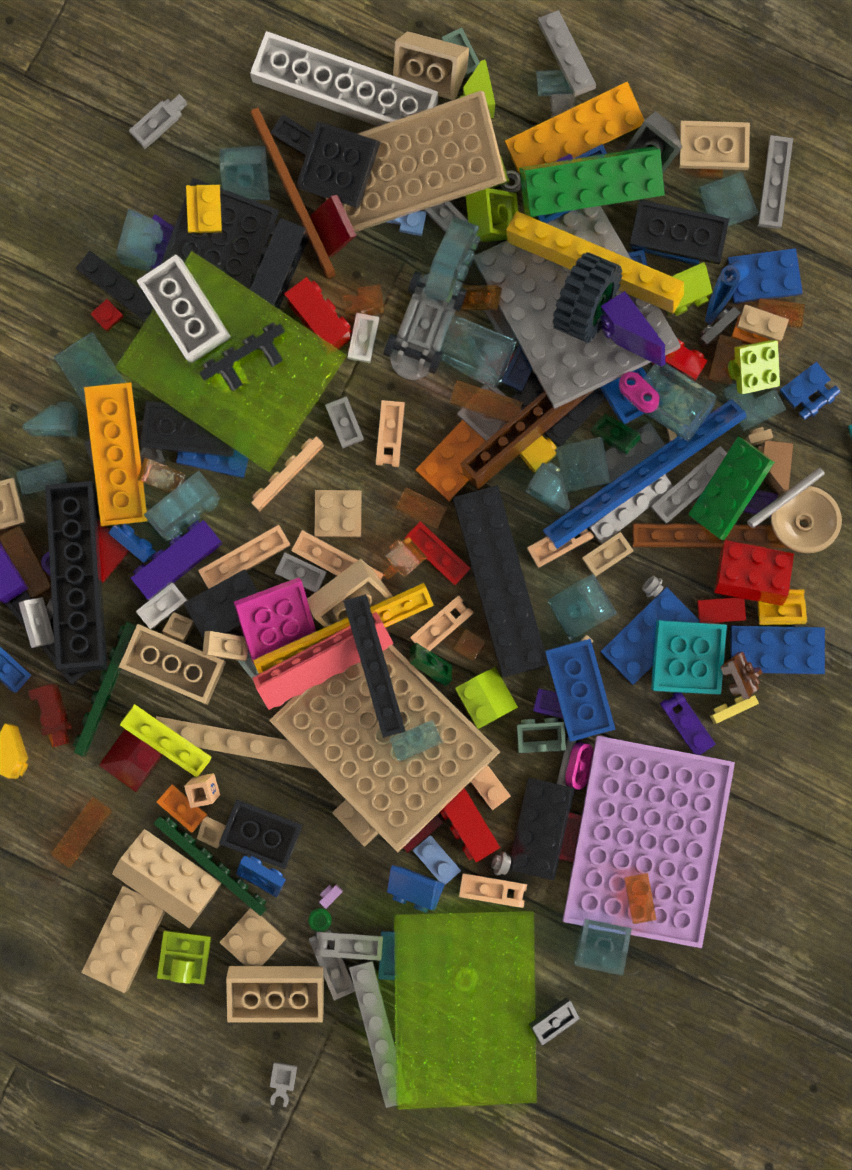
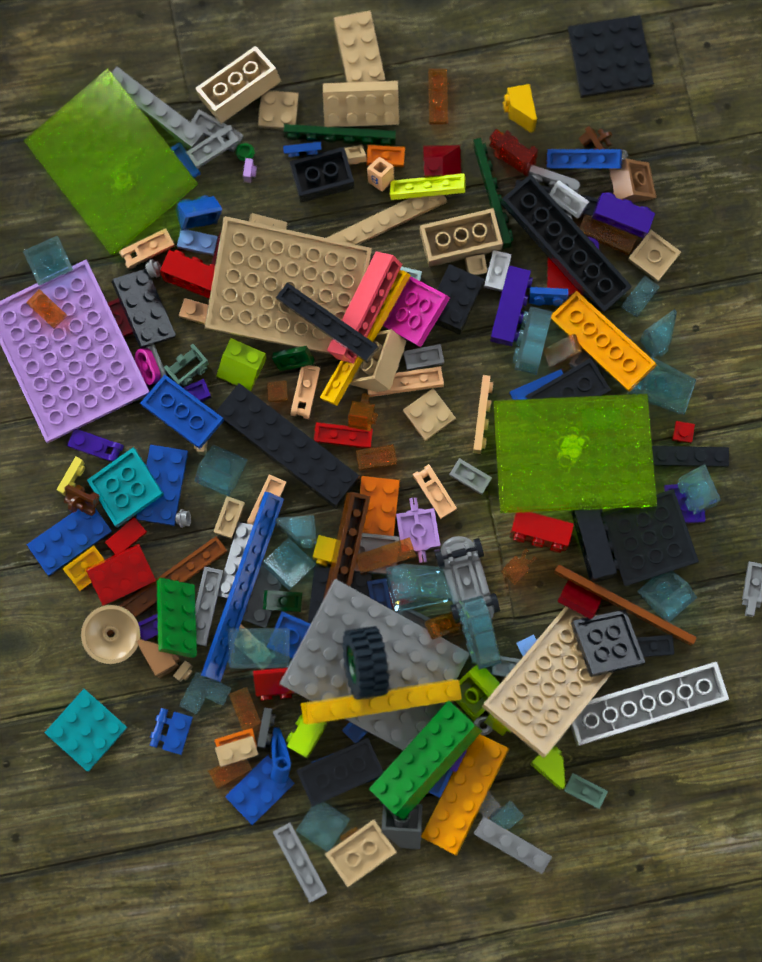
camera: 145 degrees right, 5 degrees down
(45, 672) = (551, 178): none -> light grey plate
(184, 309) = (629, 457): white brick -> none
(184, 957) = (313, 68): lime plate -> none
(203, 208) = (674, 545): yellow plate -> none
(225, 646) = (435, 270): tan plate -> none
(245, 556) = (468, 340): light nougat plate -> none
(262, 342) = (568, 465): black plate -> none
(282, 1079) = (194, 40): light grey plate -> none
(363, 337) = (501, 542): white plate -> none
(416, 740) = (264, 296): clear light blue plate -> none
(431, 63) = (600, 763): tan slope -> none
(431, 408) = (420, 527): none -> lavender plate
(554, 1021) = (47, 196): plate -> none
(631, 330) = (327, 665): dark purple slope -> none
(636, 392) = (285, 632): dark pink plate -> none
(755, 366) = (219, 716): lime plate -> none
(785, 498) = (134, 637): light grey bar -> none

